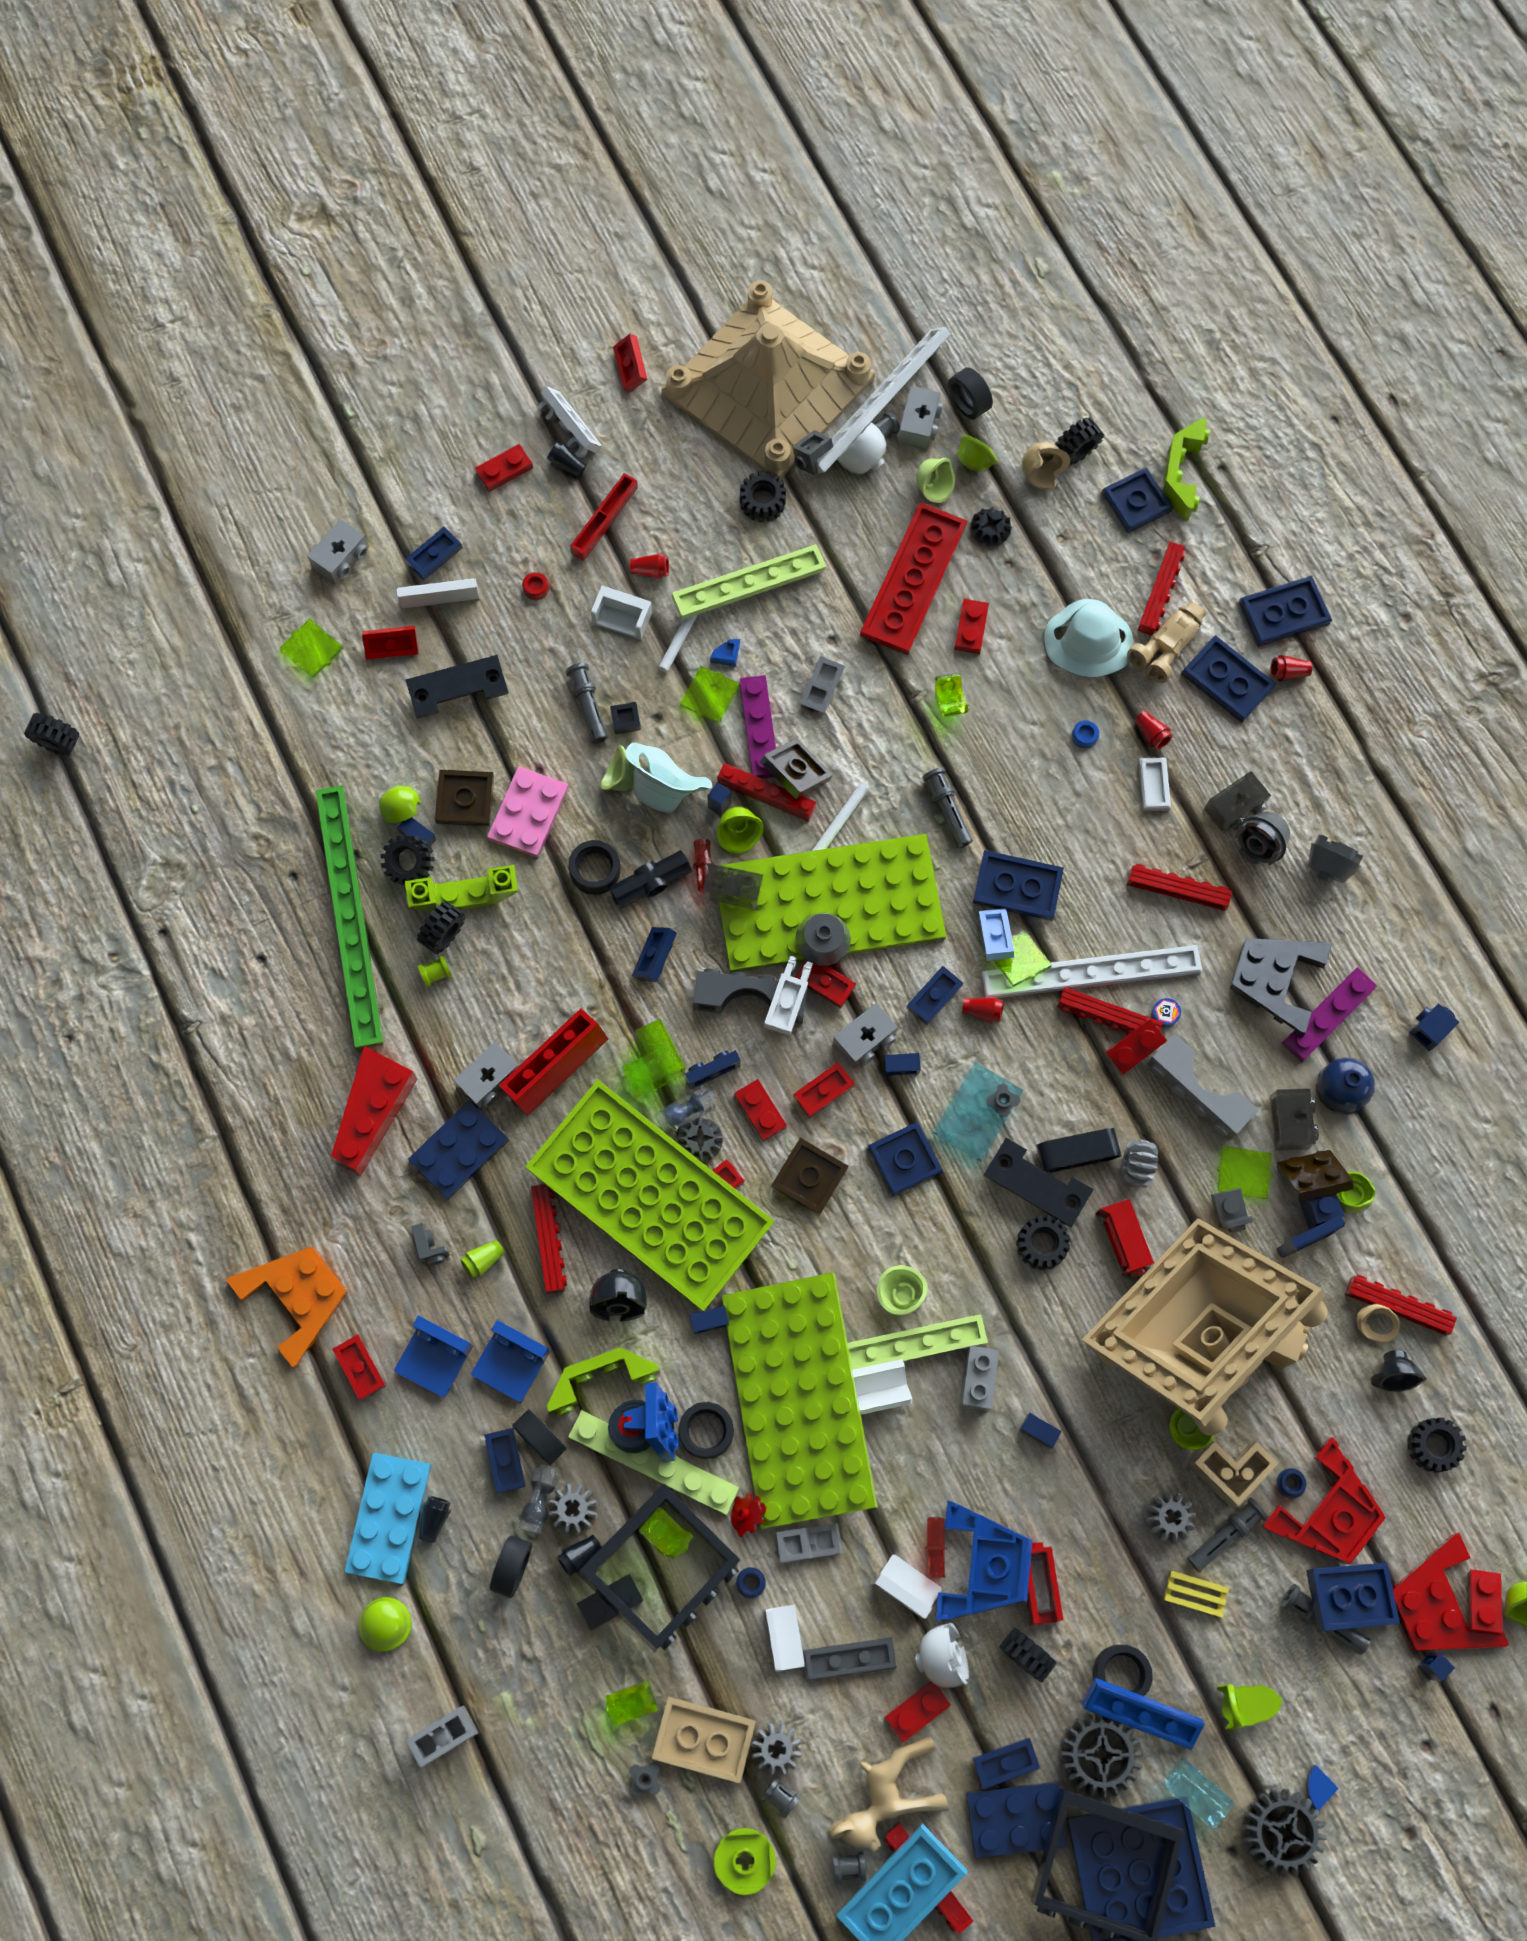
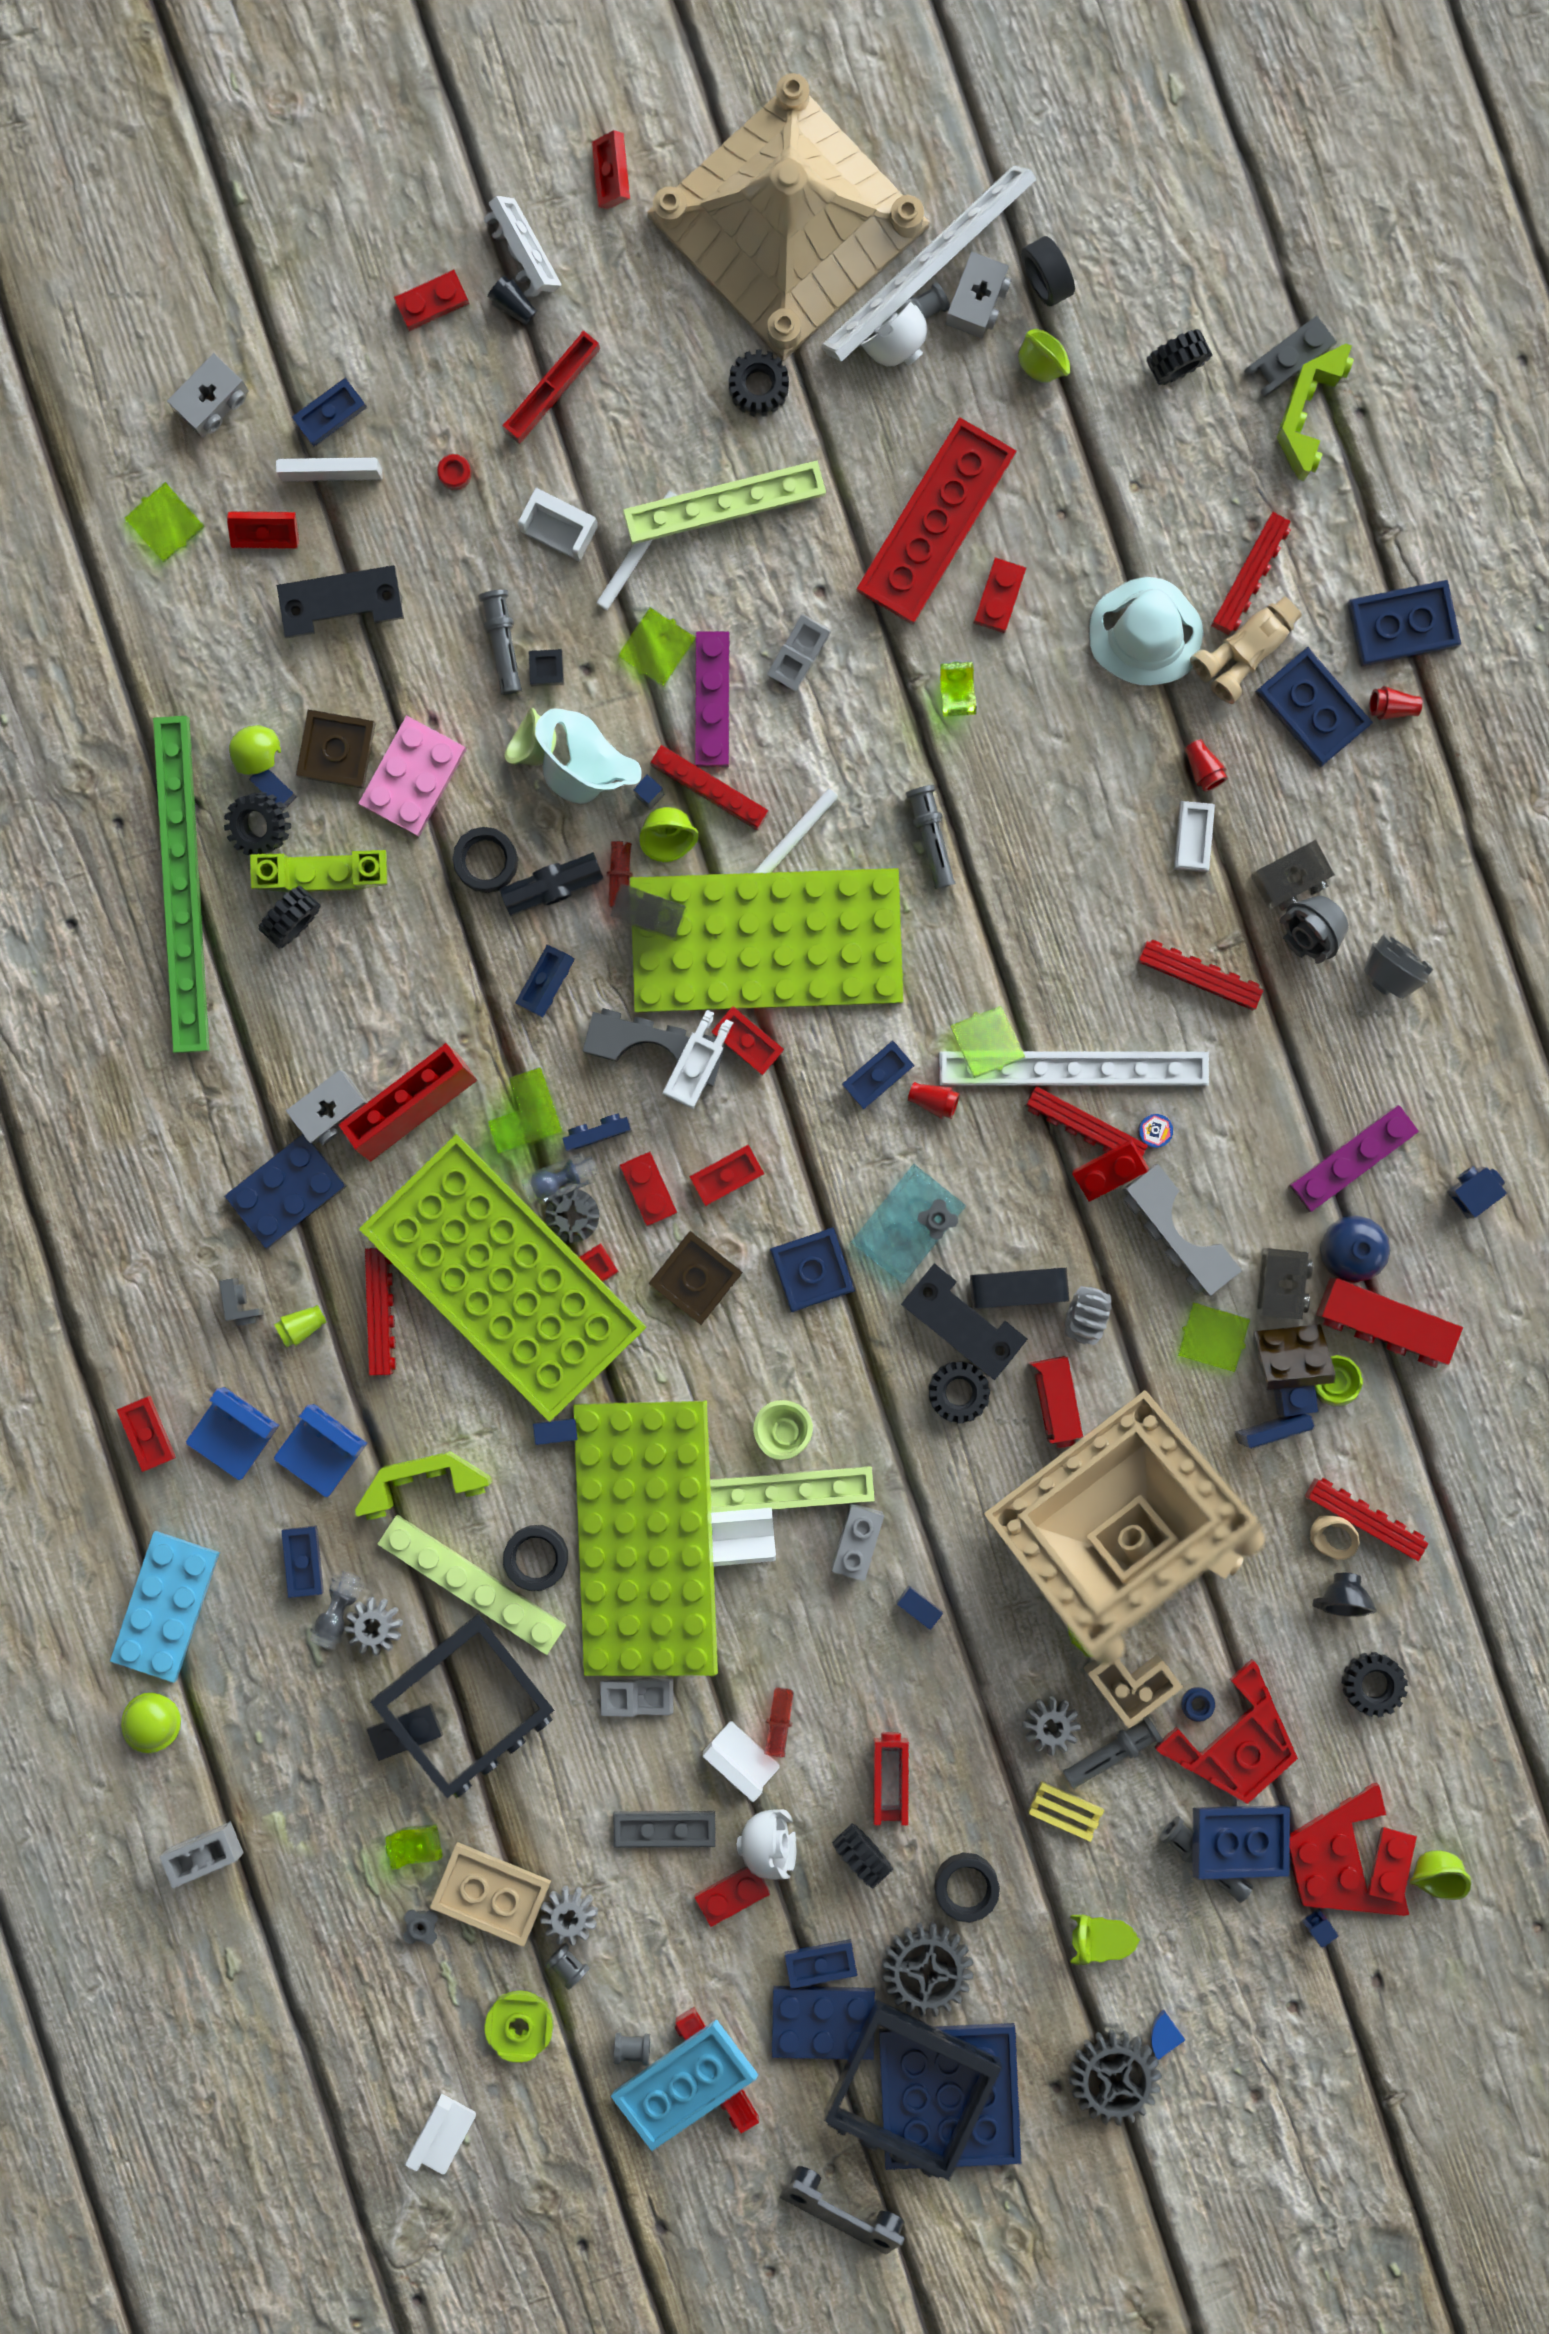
camera: 10 degrees right, 15 degrees up
(305, 1289) = (91, 1332): orange wing -> none
(371, 1108) = (186, 1129): red wedge -> none
(434, 971) = (278, 968): lime bush -> none
(434, 1515) = (216, 1612): black cone -> none
(510, 1566) = (295, 1683): black tyre -> none
(539, 1437) = (342, 1543): black tyre -> none
(578, 1554) = (375, 1677): black cone -> none
(618, 1295) = (452, 1390): black cylinder -> none
(646, 1424) = (466, 1547): blue plate -> none
(651, 566) = (606, 463): red cone -> none
(666, 1534) = (472, 1676): clear neon green bracket -> none
(726, 653) = (685, 594): blue tile -> none
(747, 1514) = (570, 1657): red piece -> none
(750, 1572) = (562, 1742): dark blue plate -> none
(784, 1638) = (594, 1797): white panel -> none
(796, 768) = (749, 763): plate -> none
(810, 449) = (828, 327): dark grey bracket -> none
(823, 939) = (750, 991): dark grey cone -> none
(860, 1827) = (648, 2011): tan animal -> none
(873, 1022) = (797, 1099): light grey brick -> none
(902, 1064) = (825, 1155): dark blue piece -> none
(936, 479) = (984, 388): yellowish green helmet -> none
(986, 535) = (1038, 472): black gear -> none
(996, 934) = (964, 1009): light blue plate -> none
(997, 1566) = (843, 1755): blue wing -> none
(1018, 885) = (1002, 948): dark blue plate -> none
(1042, 463) = (1126, 382): tan helmet -> none
(1085, 734) = (1119, 759): blue tile -> none
(1137, 500) = (1242, 445): dark blue tile -> none
(1143, 1713) = (980, 1935): blue tile -> none
(1160, 434) = (1289, 355): none -> dark grey hinge
(1198, 1793) = (1028, 2024): clear light blue hinge -> none
(1231, 1210) = (1188, 1382): dark grey bracket -> none
(1265, 975) = (1286, 1097): wing -> none
(1385, 1139) = (1388, 1321): none -> red brick

